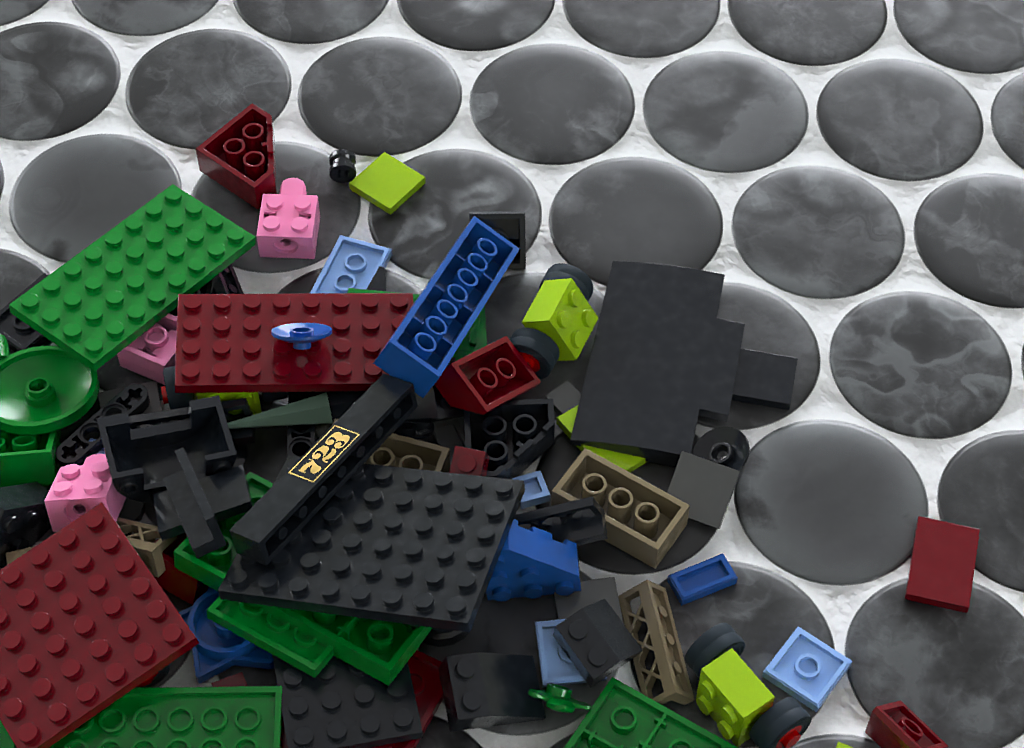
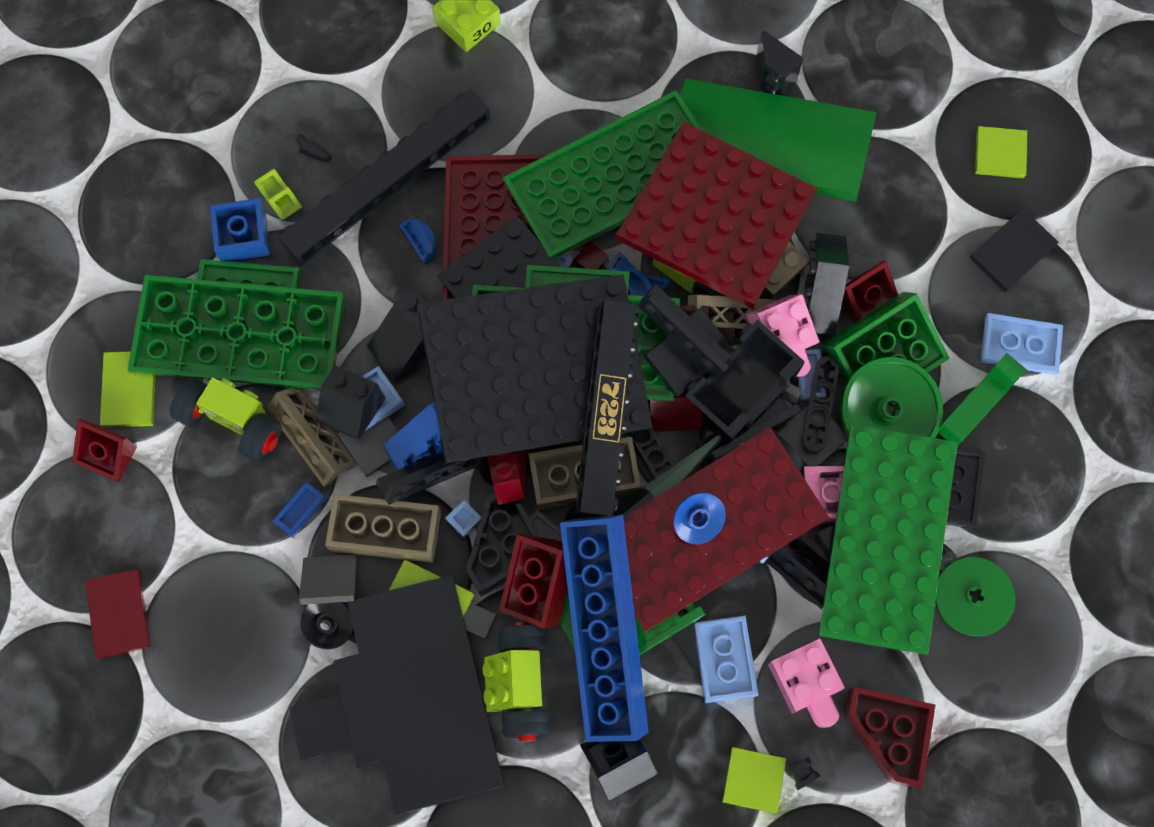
camera: 155 degrees right, 20 degrees up
(72, 222) = (994, 590): none -> green piece
(559, 698) = (358, 348): green plate -> none
(807, 669) = (193, 473): light blue tile -> none

